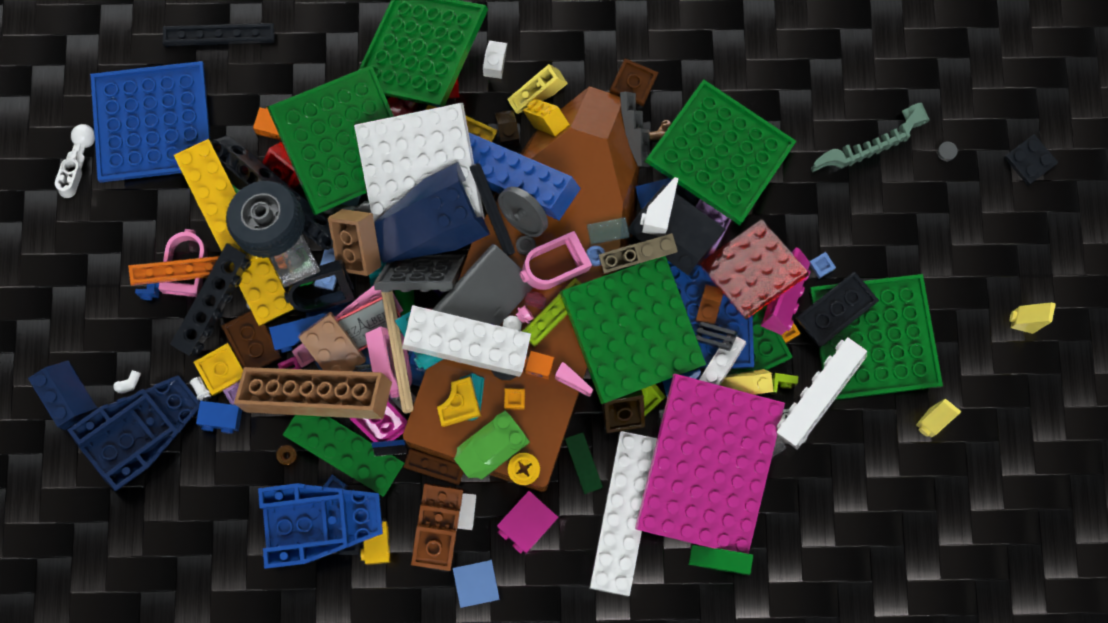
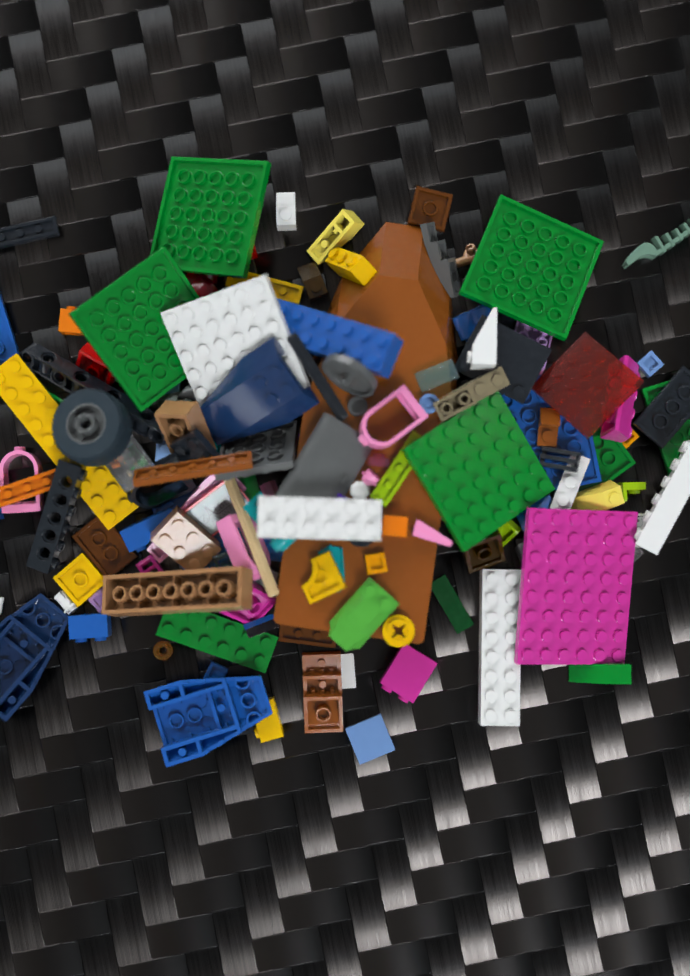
camera: 15 degrees left, 10 degrees up
(354, 274) = (193, 468): none -> dark orange tile
(360, 261) = (193, 446): none -> black plate

